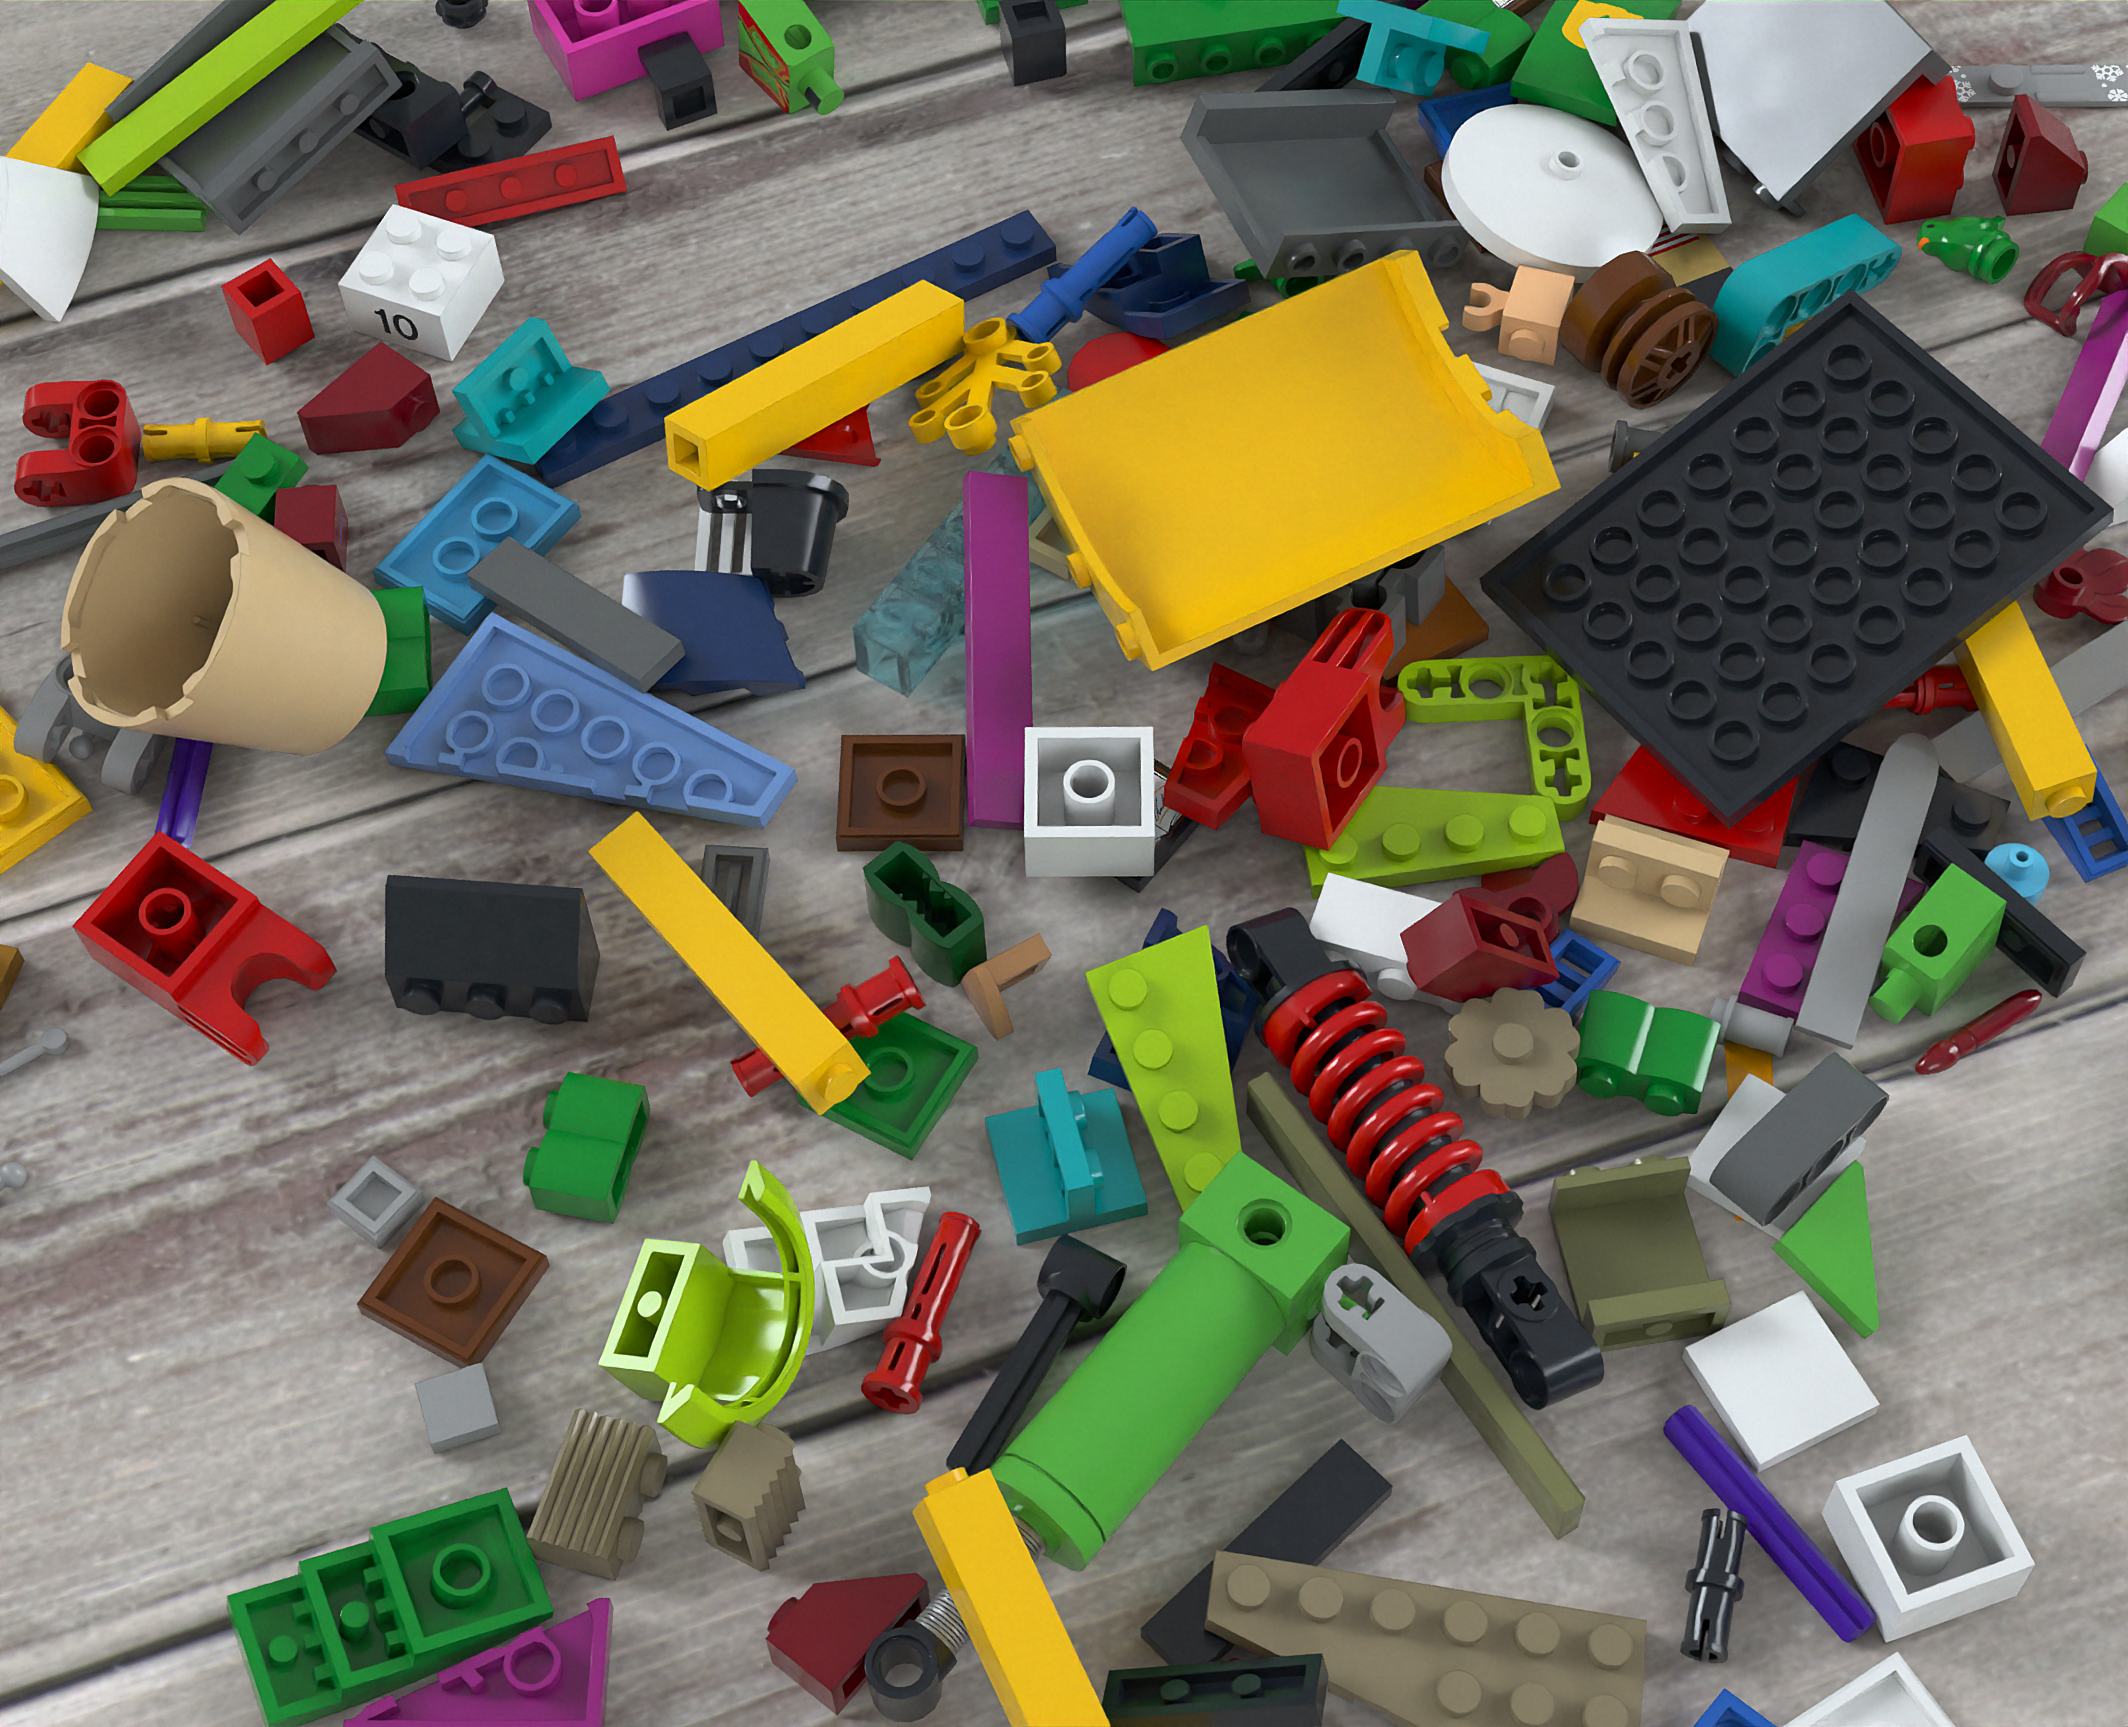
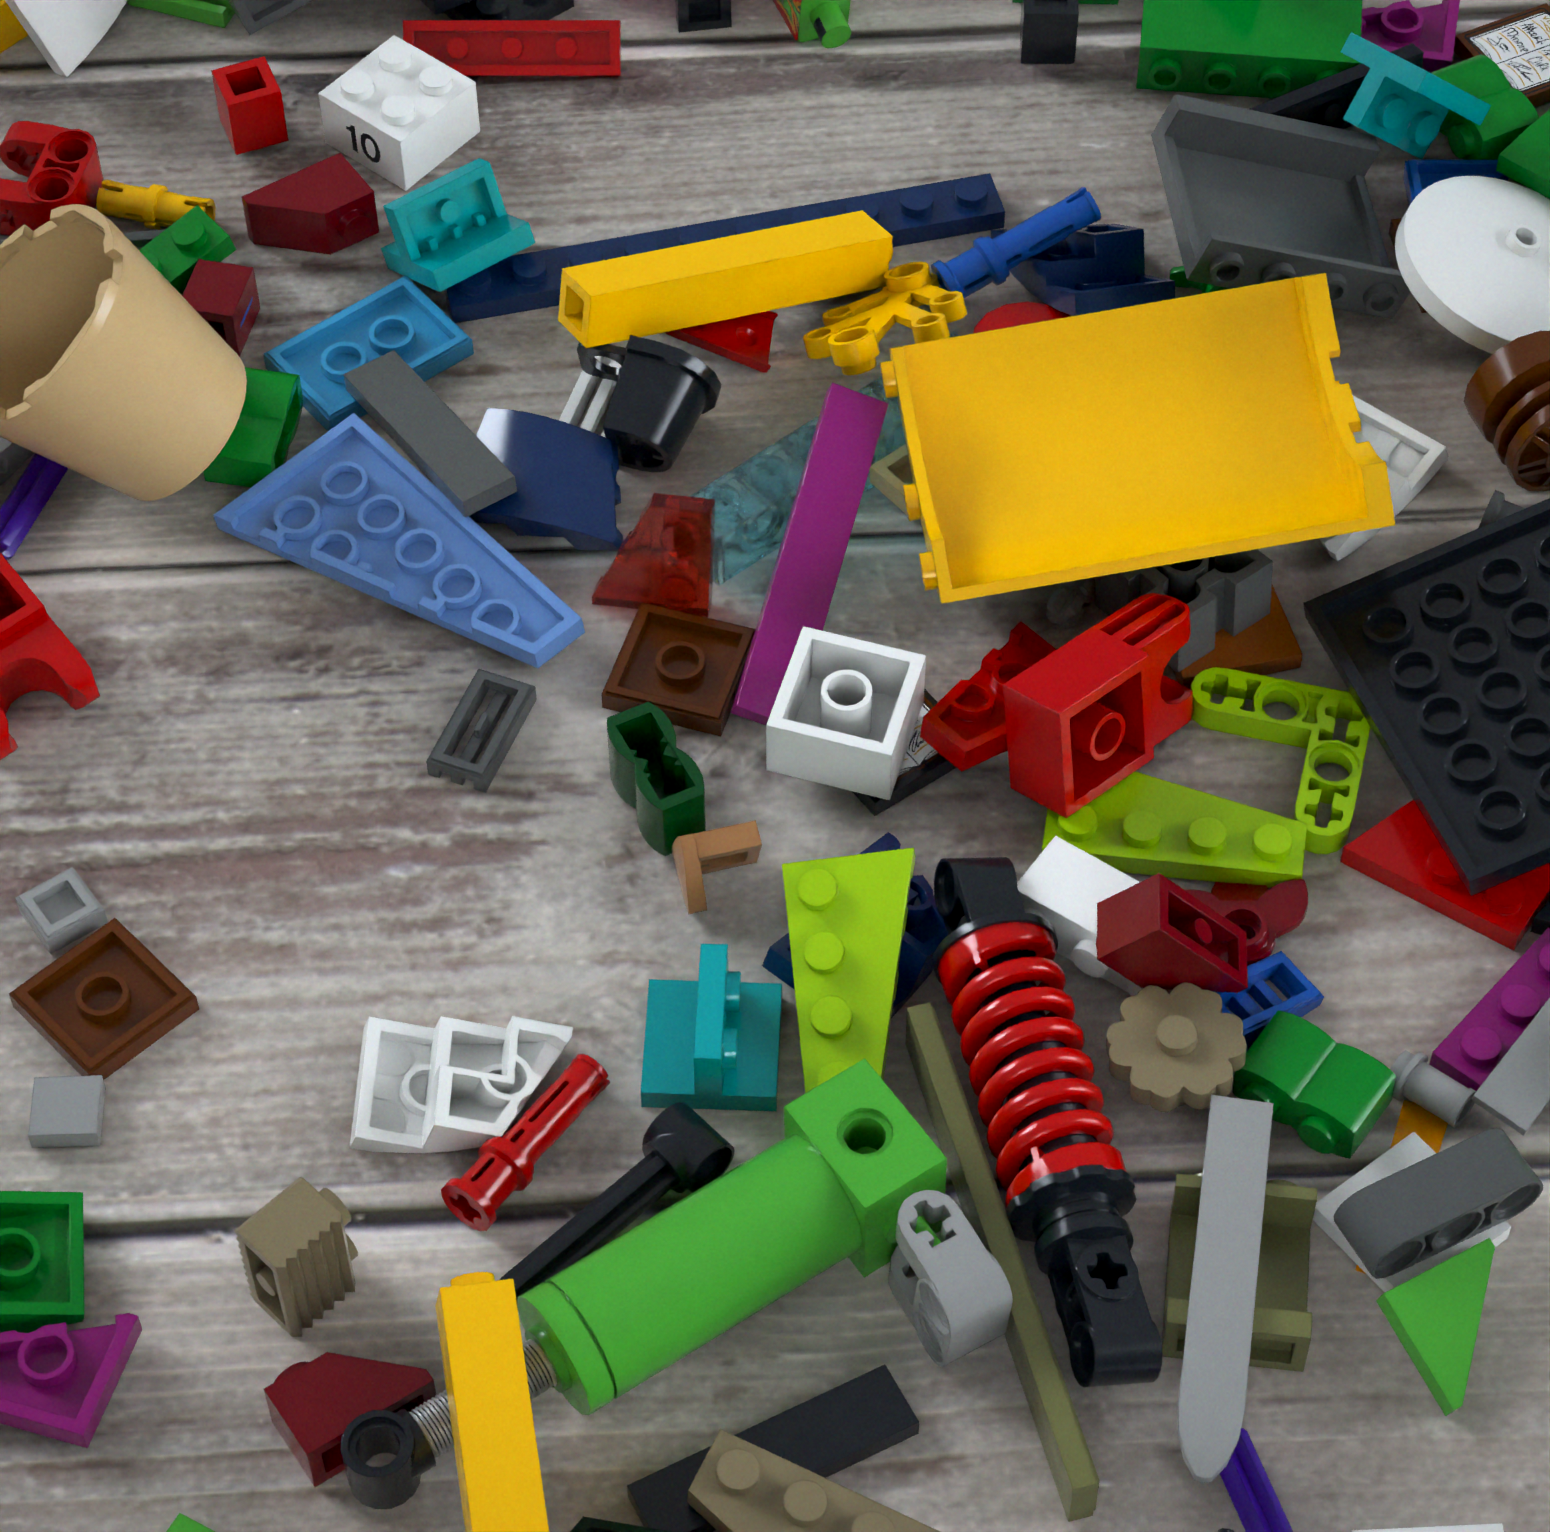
camera: 15 degrees right, 5 degrees down
(489, 949) = (241, 707): black slope -> none
(588, 1147) = (269, 909): green brick -> none
(597, 1495) = (161, 1221): dark tan brick -> none
(712, 1335) = (312, 1101): lime piece -> none
(730, 964) = (454, 776): yellow brick -> none
(853, 1014) = (558, 850): red pin -> none
(854, 687) = (664, 558): none -> clear red wing
(909, 1085) = (574, 920): green tile -> none
(1527, 314) = (1436, 373): light nougat brick -> none
(1635, 1273) = (1223, 1284): none -> light grey piece
(1648, 889) = (1374, 934): tan bracket -> none
(1780, 1381) = (1344, 1432): white tile -> none

